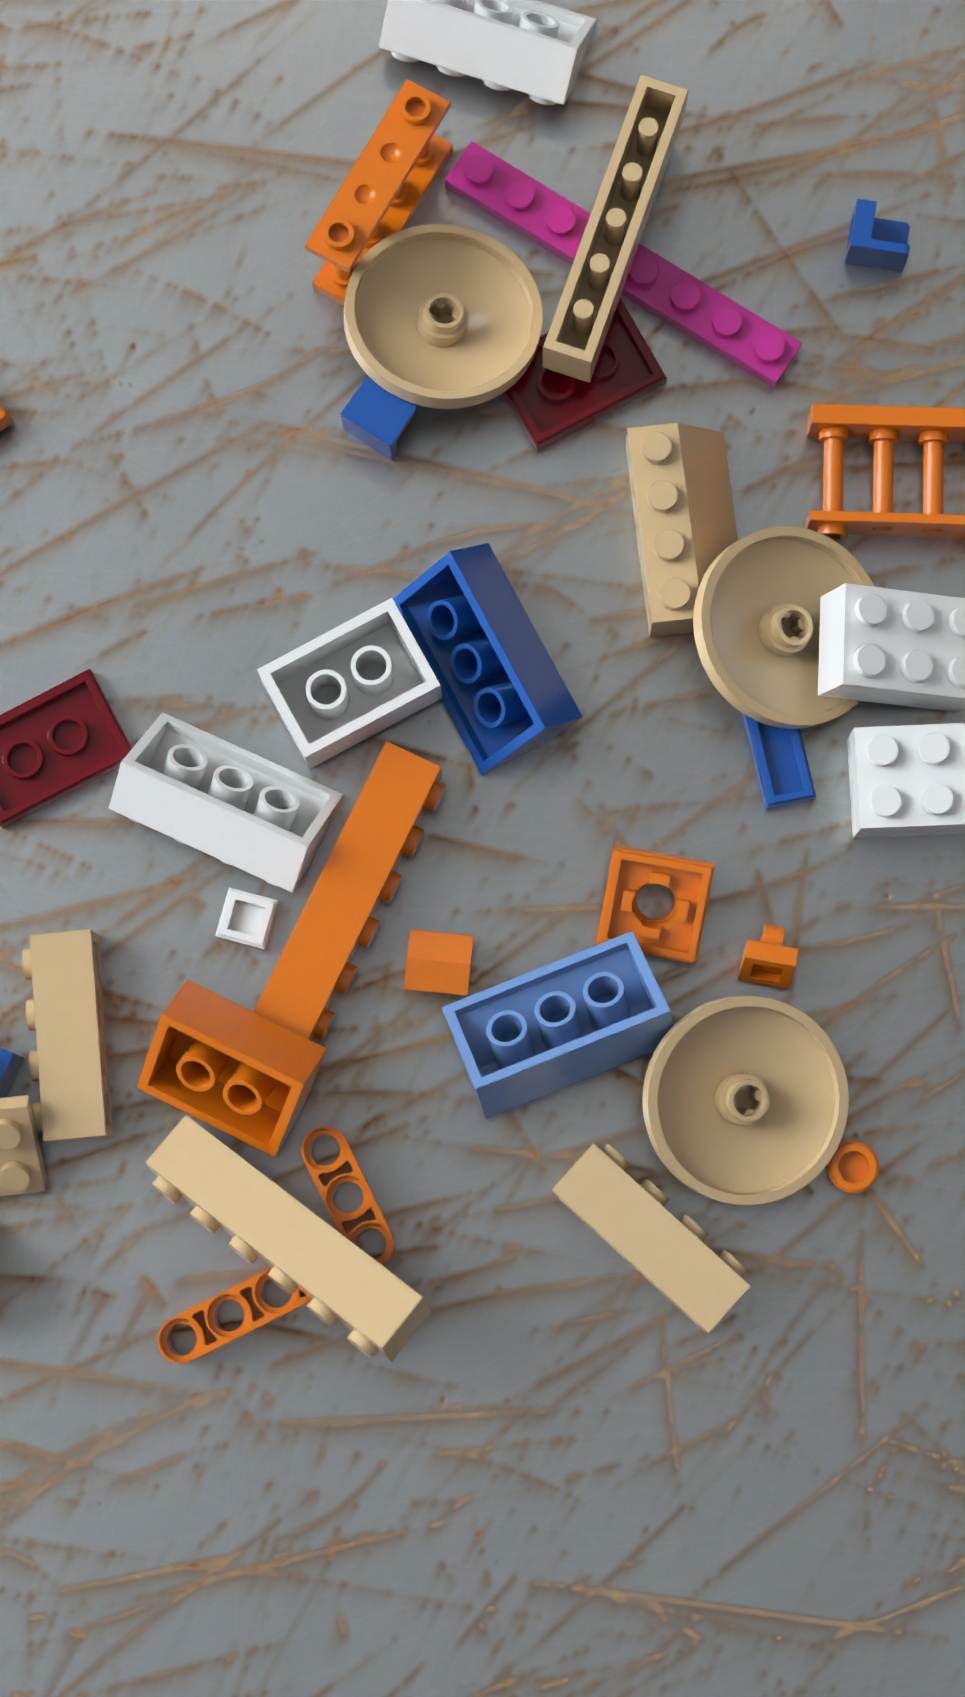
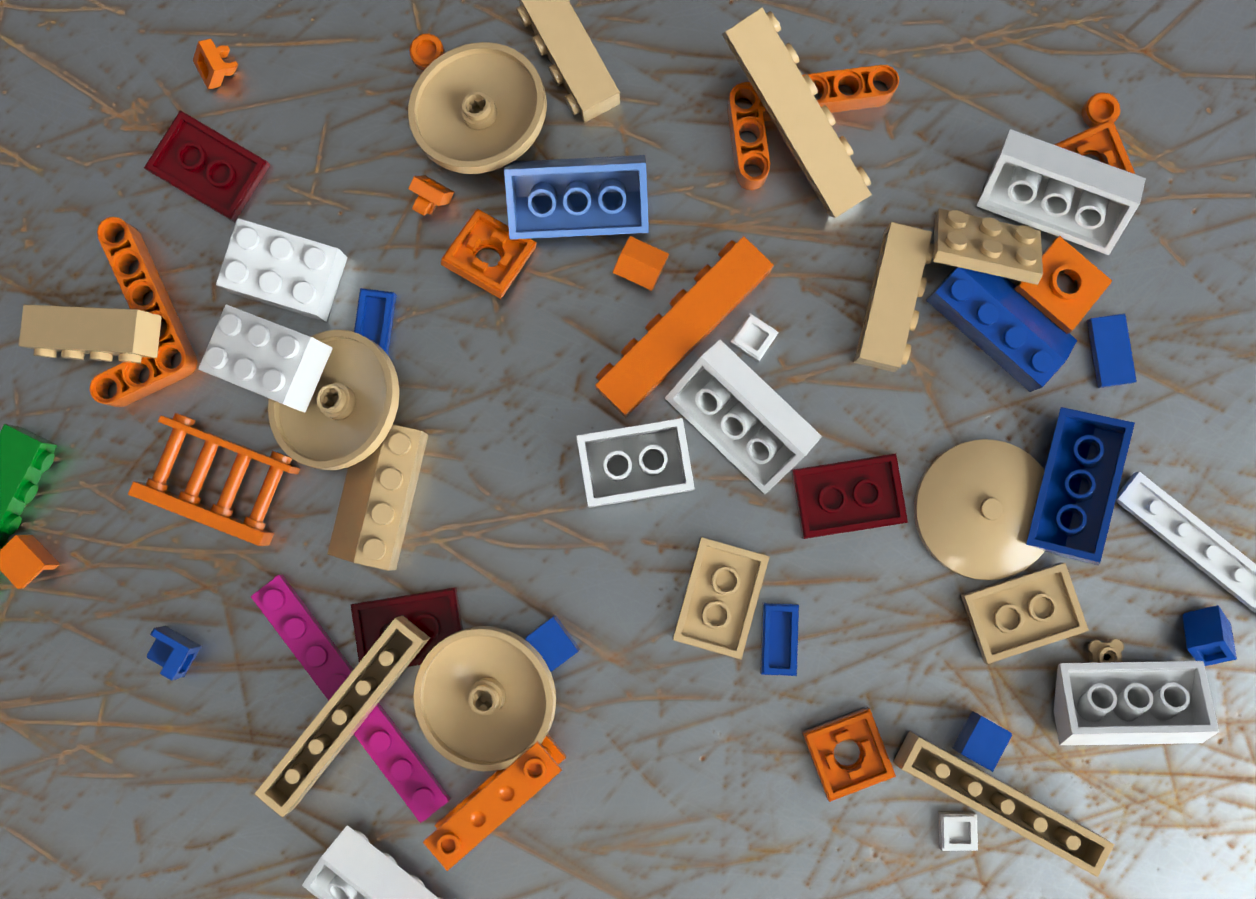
camera: 160 degrees left, 5 degrees up
(81, 529) = (779, 639): none -> blue tile
(176, 553) = (721, 598): none -> tan plate
(230, 1067) = (796, 235): orange brick -> none
(486, 657) = (539, 452): blue slope -> none

